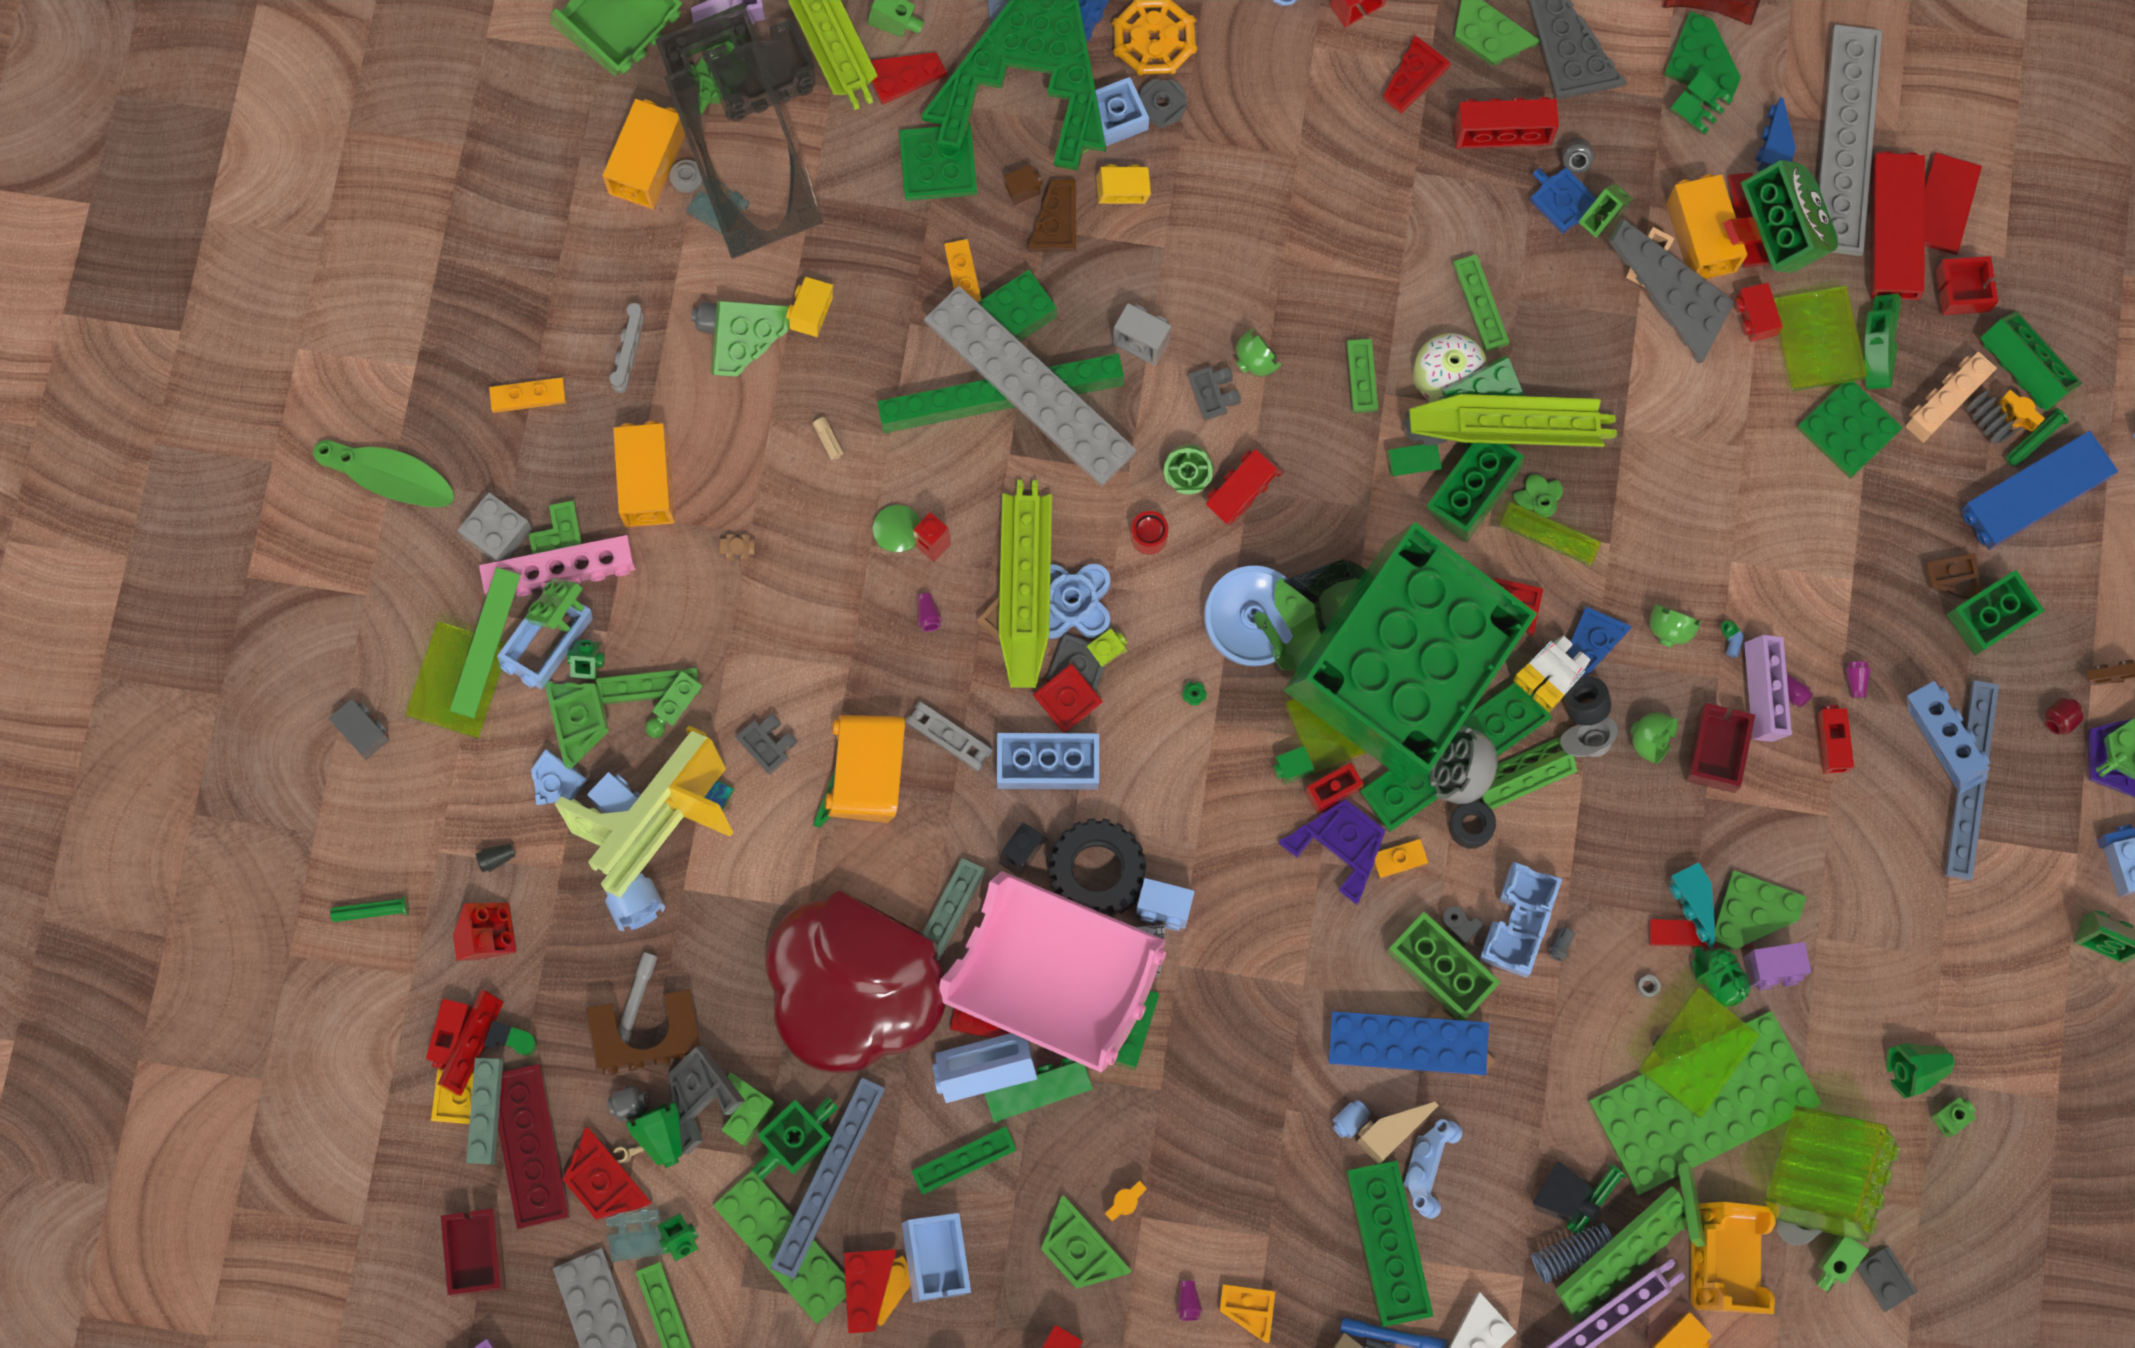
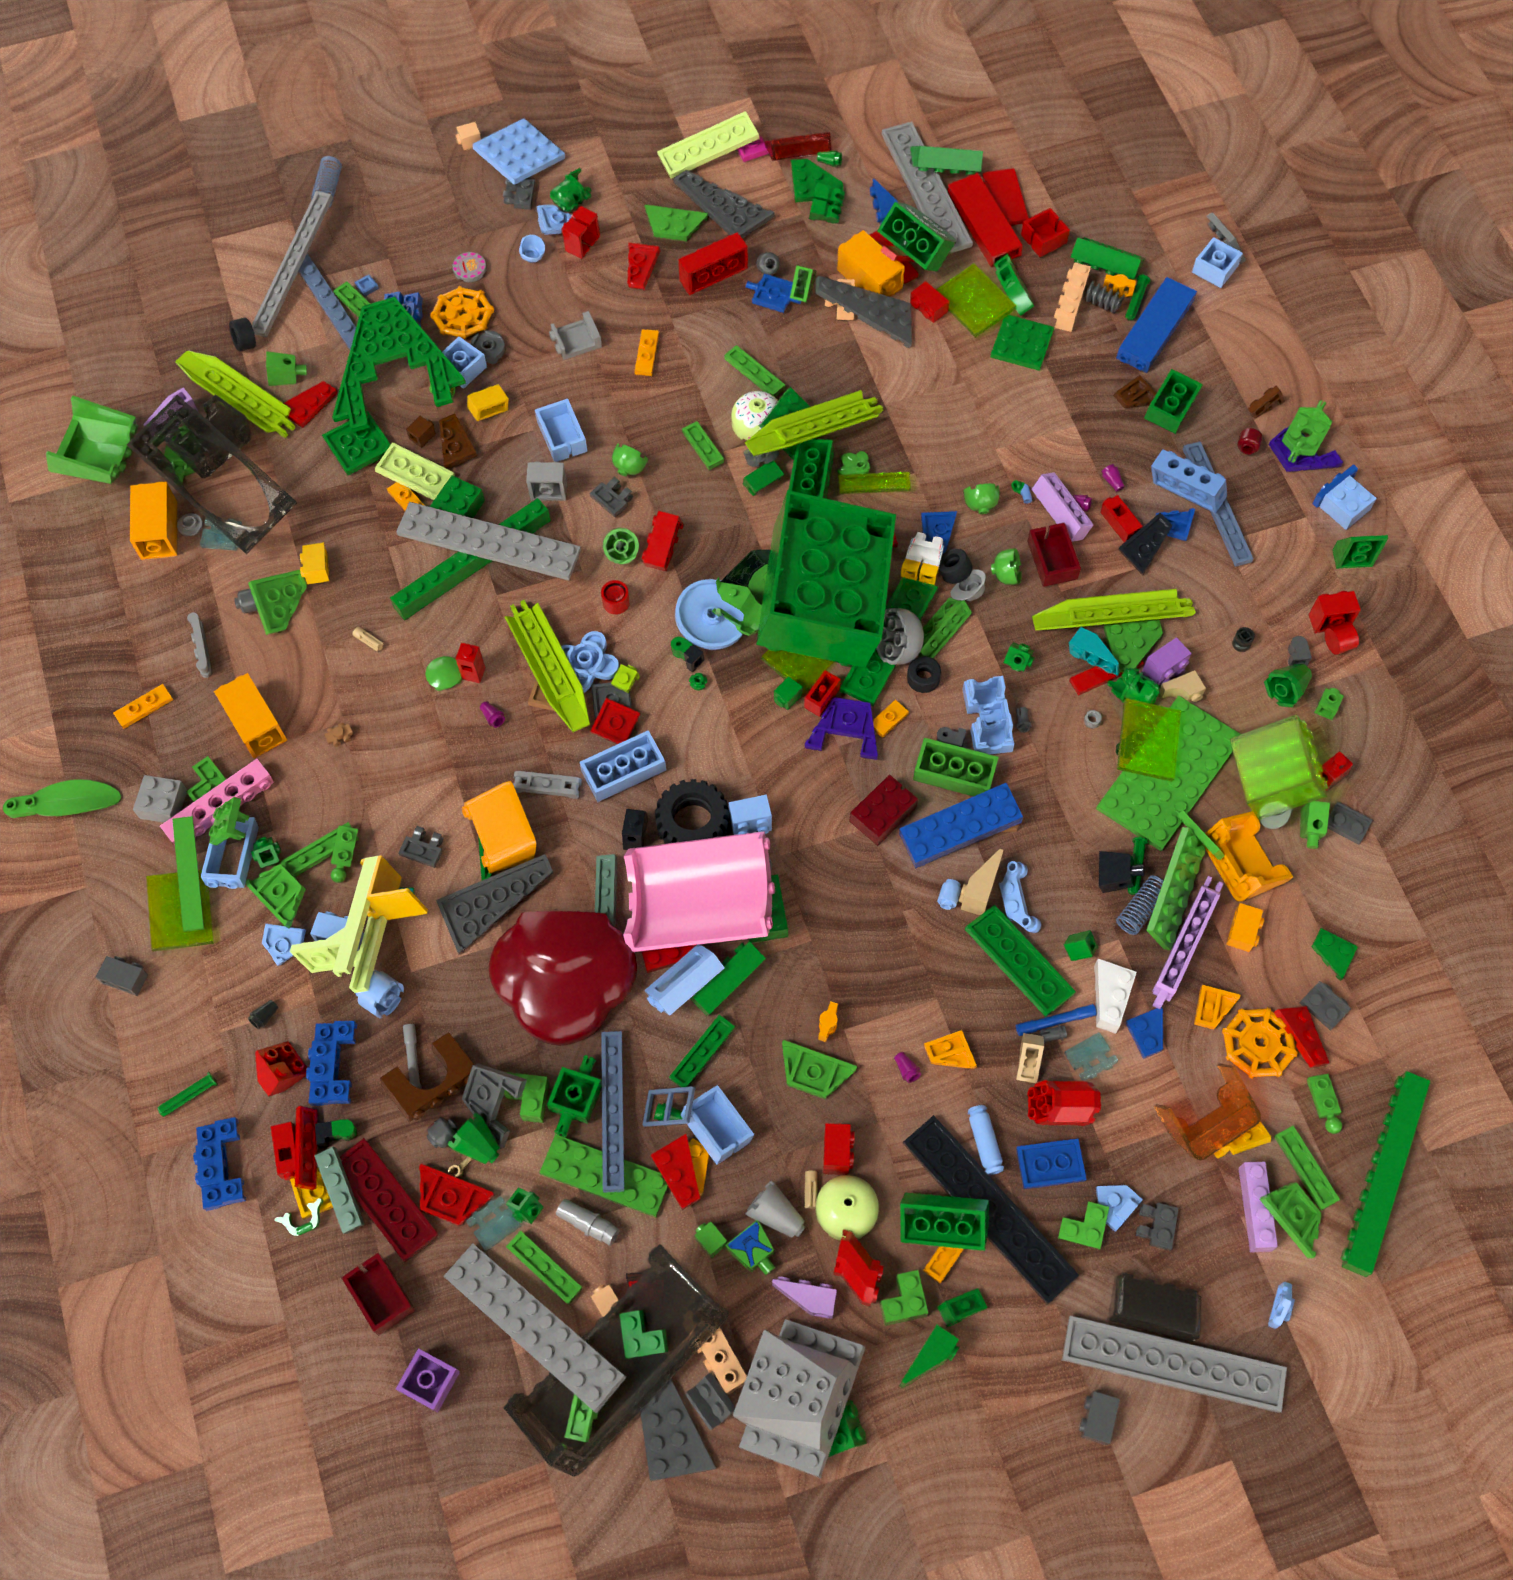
camera: 25 degrees left, 10 degrees down
(362, 1007) = (213, 1165): none -> blue bracket
(427, 1133) = (313, 1224): none -> helmet
(536, 953) = (325, 1061): none -> blue bracket
(738, 1291) = (588, 1222): none -> light grey piece
(799, 851) = (481, 905): none -> dark grey wing
(889, 1213) = (660, 1111): none -> green cone
(893, 1206) = (670, 1092): none -> sand blue window
(988, 238) = (413, 471): none -> yellowish green tile
(1194, 270) = (561, 430): none -> light blue piece
(1201, 649) = (688, 652): none -> leg
(1279, 142) = (576, 337): none -> light grey panel
(1328, 974) = (883, 810): none -> dark red piece
(1358, 207) = (646, 352): none -> light orange plate
(1472, 1263) = (1081, 945): none -> green panel
(1601, 862) = (1019, 657): none -> green brick
(1744, 34) = (830, 158): none -> green cone
(1755, 859) = (1114, 609): none -> lime hinge
(1787, 1005) = (1186, 686): none -> tan arch
(1847, 789) = (1146, 542): none -> black wing
(1891, 978) = (1243, 639): none -> pearl dark grey wheel
(1895, 113) = (946, 158): none -> slope
(1899, 780) = (1180, 523): none -> blue wing
(1903, 1208) = (1336, 769): none -> red torso
(1957, 1031) = (1299, 651): none -> dark grey leg
(2020, 1041) = (1341, 638): none -> red piece
(2030, 1003) = (1333, 610): none -> red brick

